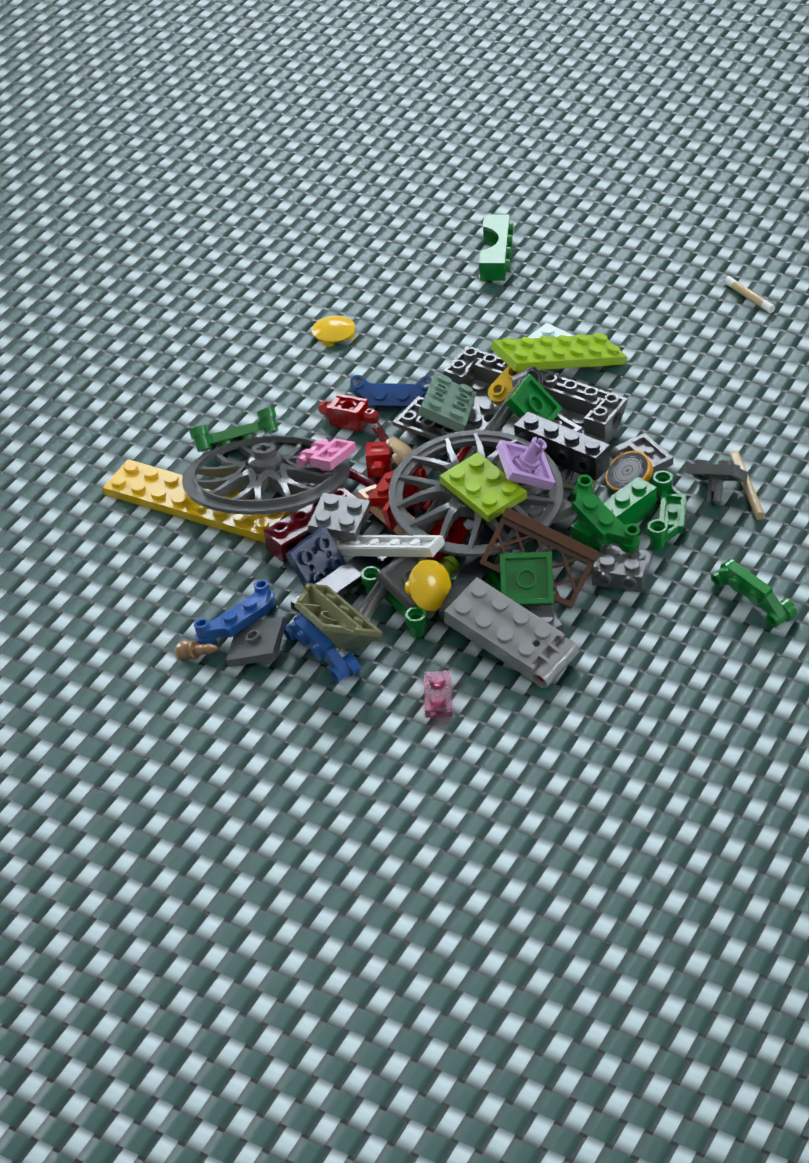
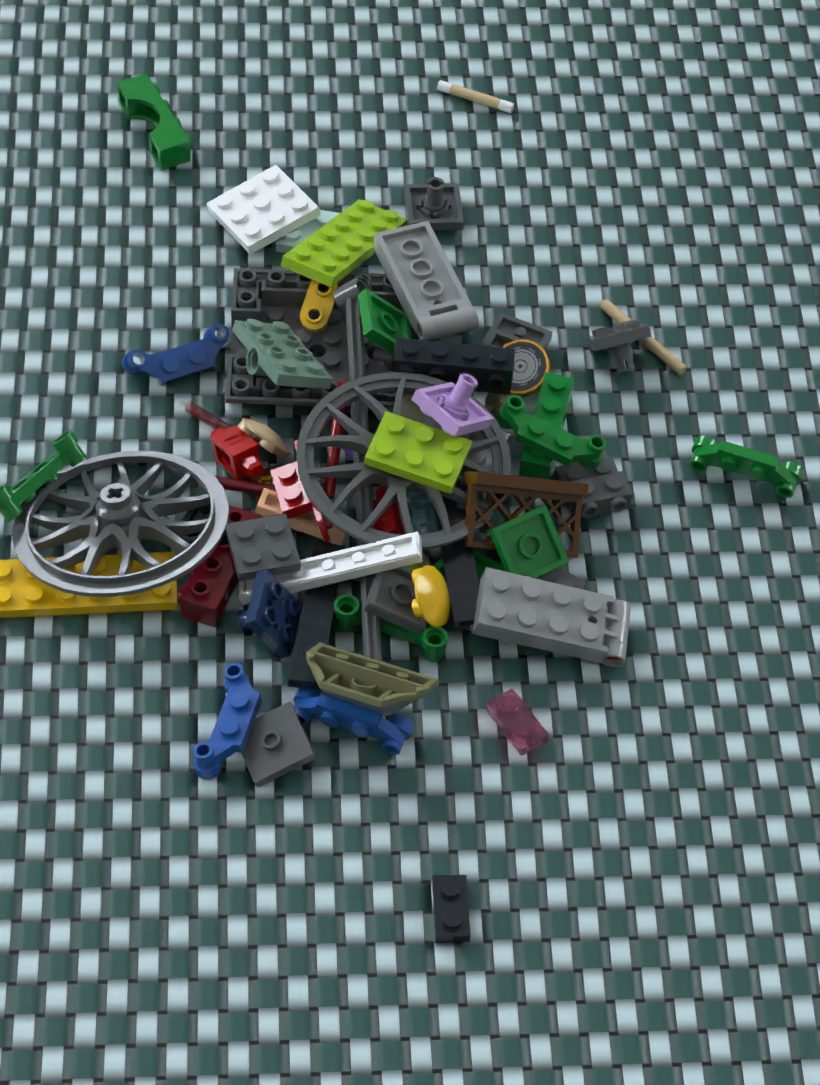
camera: 40 degrees left, 10 degrees up
(186, 650) = (193, 788): medium nougat bar -> none
(292, 788) = (450, 908): none -> black plate
(326, 454) = (193, 472): bright pink plate -> none
(333, 330) = (39, 294): yellow dish -> none
(348, 412) = (151, 402): red piece -> none
(525, 318) = (263, 209): none -> white plate
(586, 387) = (425, 281): none -> light grey hinge
(653, 353) = (434, 201): none -> dark grey plate
(671, 511) = (593, 396): green plate -> none

